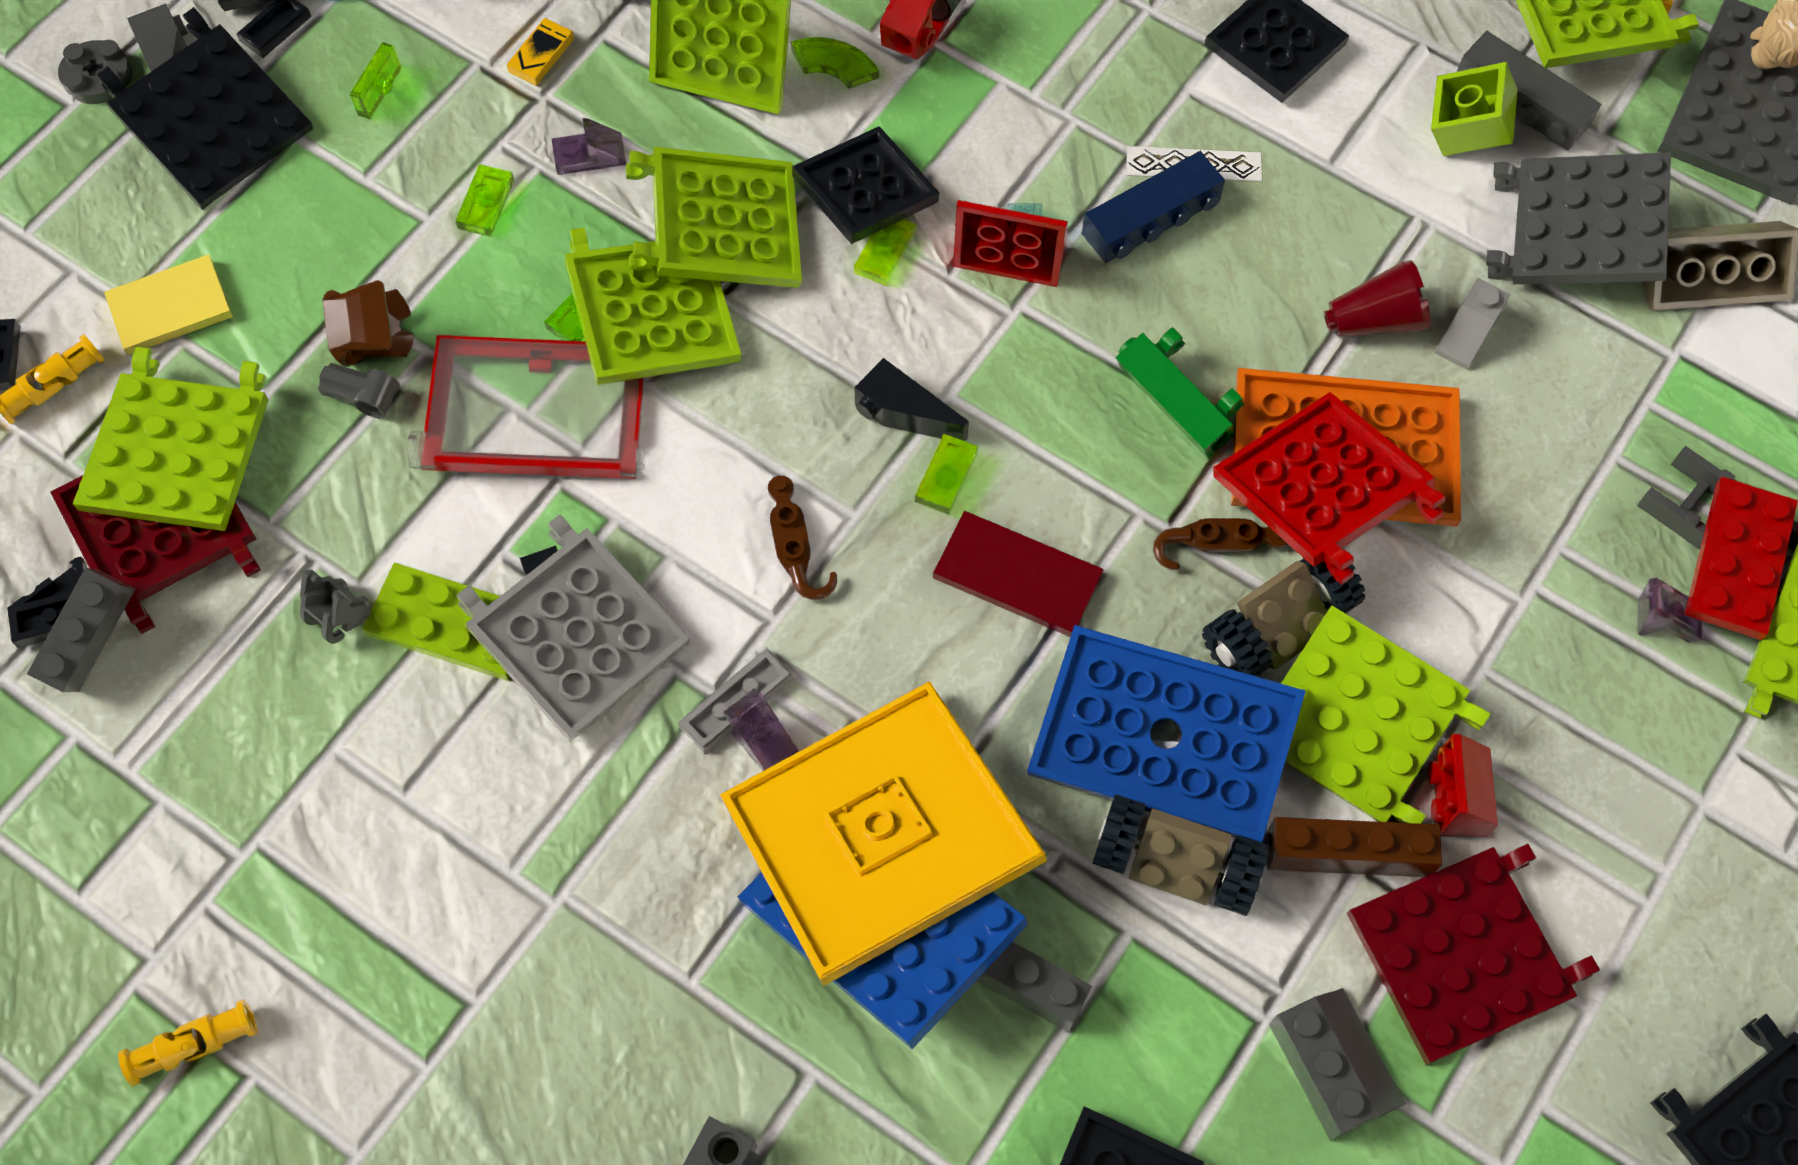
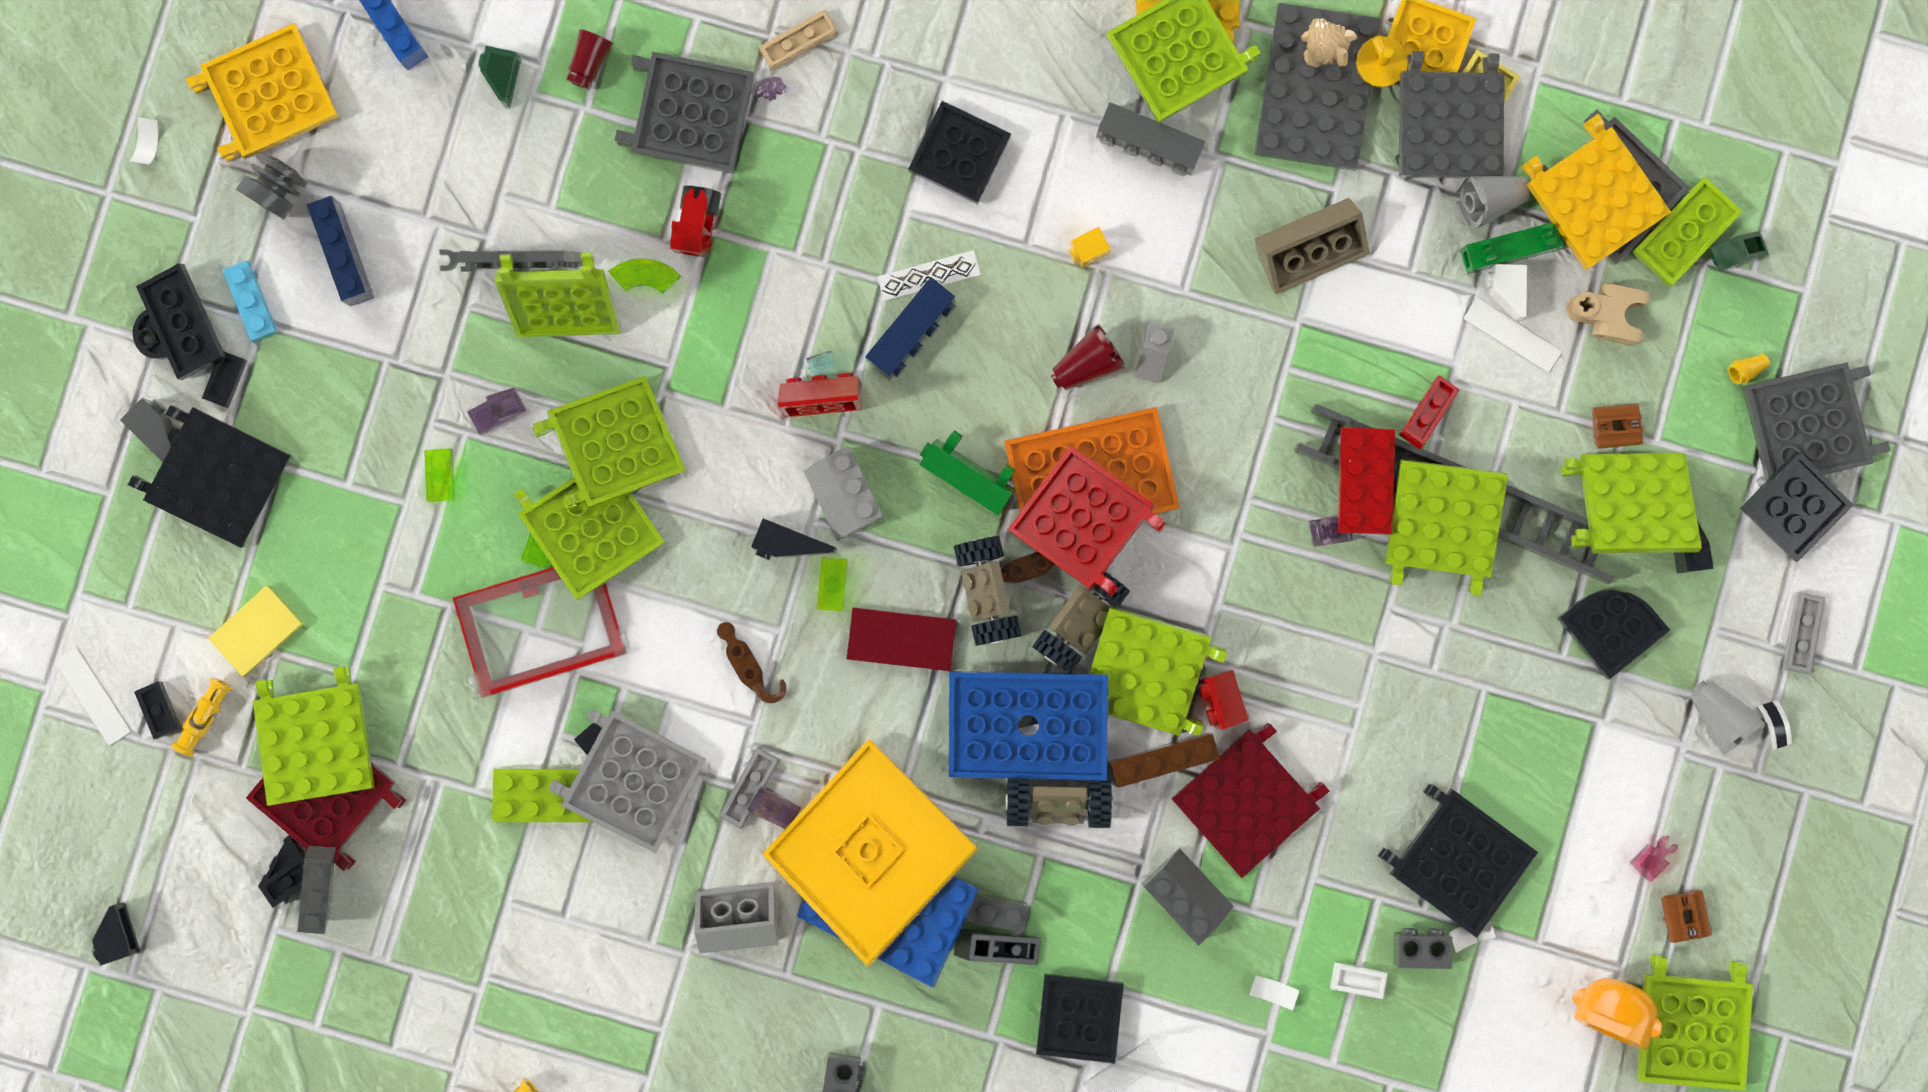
camera: 15 degrees left, 20 degrees up
(84, 57) = (98, 458): dark grey plate -> none
(331, 605) = (467, 815): dark grey piece -> none
(366, 323) = (402, 608): reddish brown piece -> none
(367, 392) = (421, 653): dark grey piece -> none
(376, 80) = (322, 406): clear neon green plate -> none
(540, 51) = (428, 338): yellow tile -> none
(648, 871) = (736, 918): none -> light grey slope
(865, 184) = (703, 379): black plate -> none
(884, 252) = (733, 421): clear neon green plate -> none
(1001, 368) = (843, 493): none -> light grey slope
(1022, 1040) = (997, 947): none -> black slope
(1159, 539) = (986, 590): none -> plate
(1416, 184) = (1089, 247): none -> yellow brick
(1474, 109) = (1116, 177): lime brick -> none
(1587, 219) = (1215, 246): dark grey plate -> none

